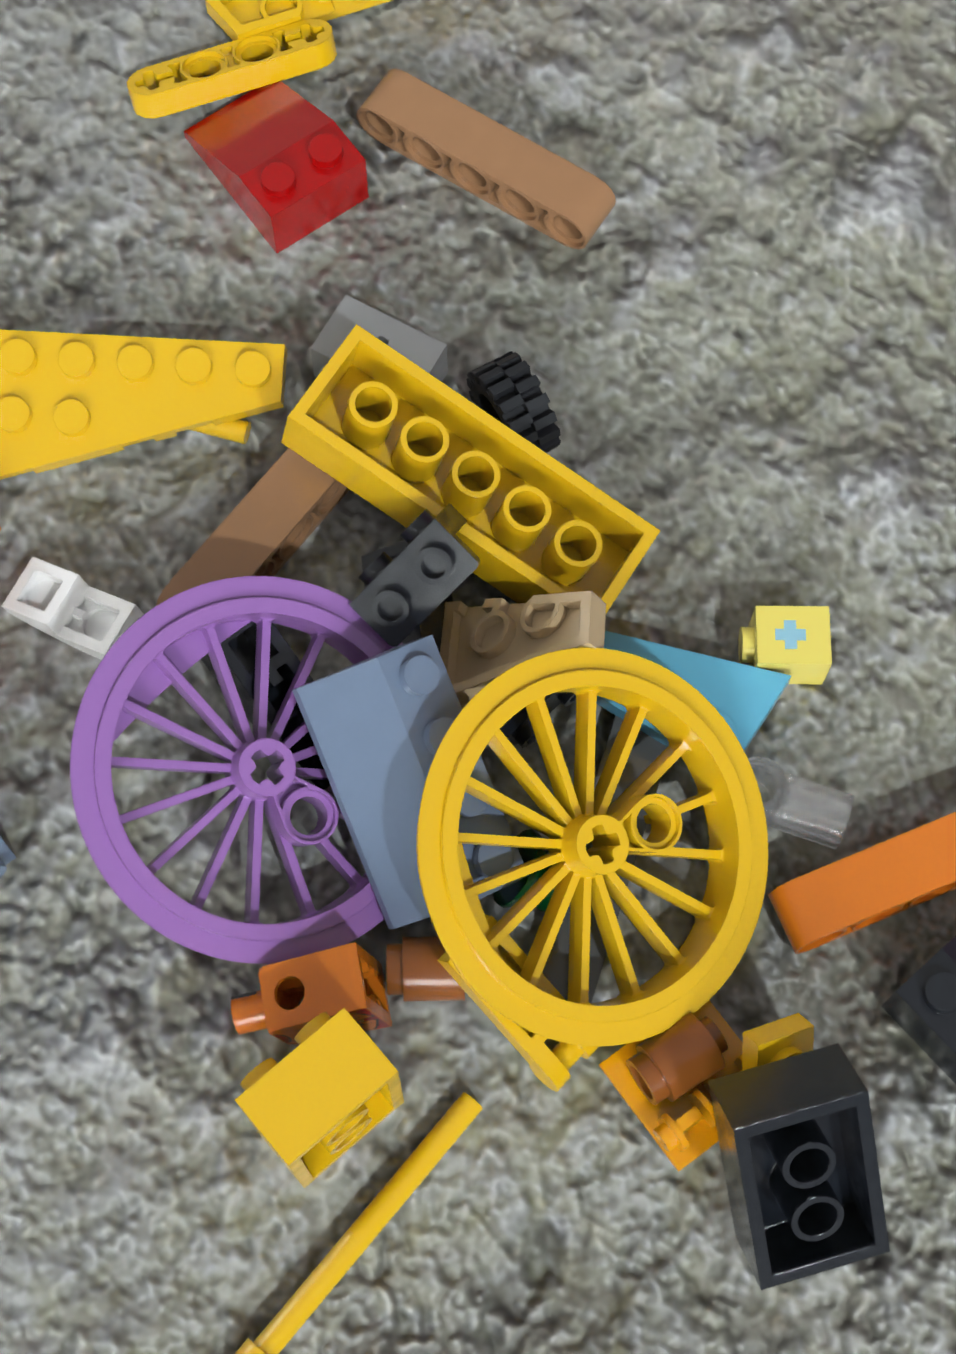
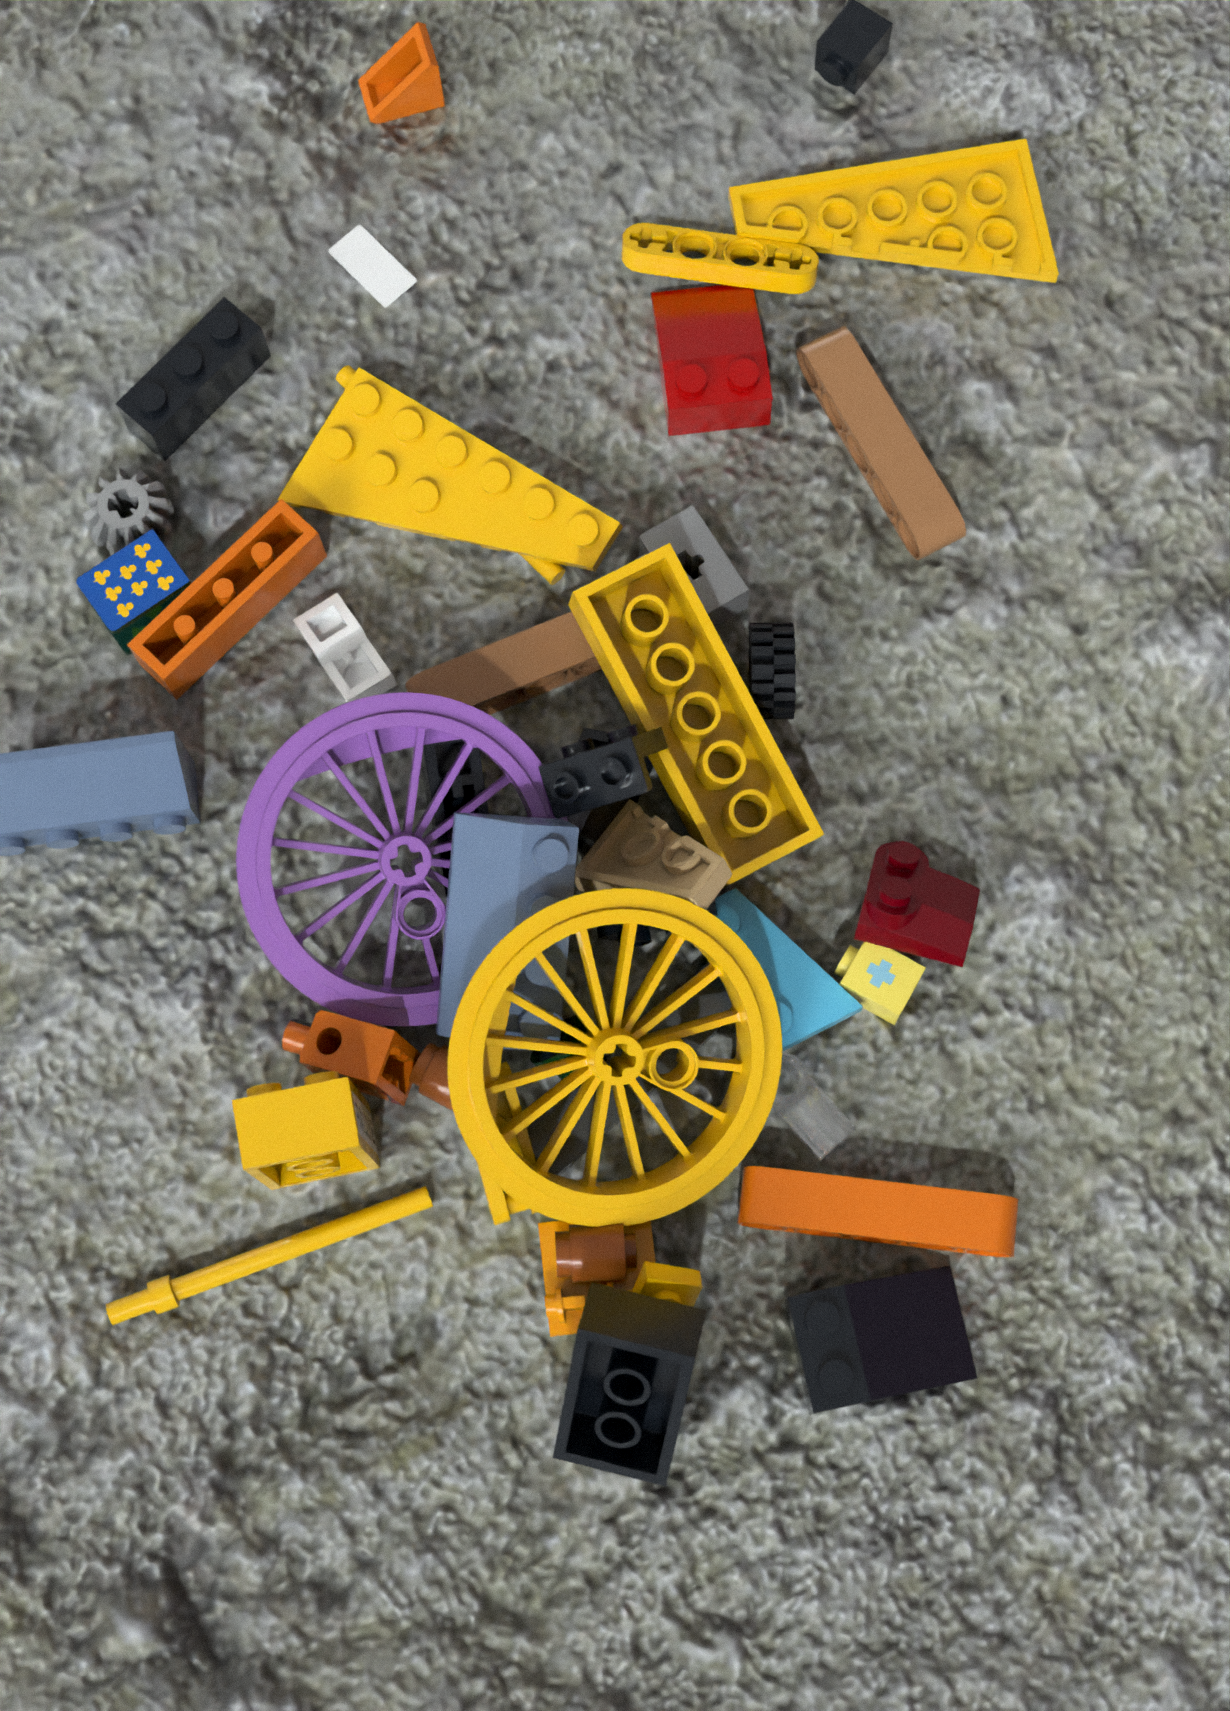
camera: 35 degrees right, 5 degrees up
(782, 555) = (916, 906): none -> dark red slope

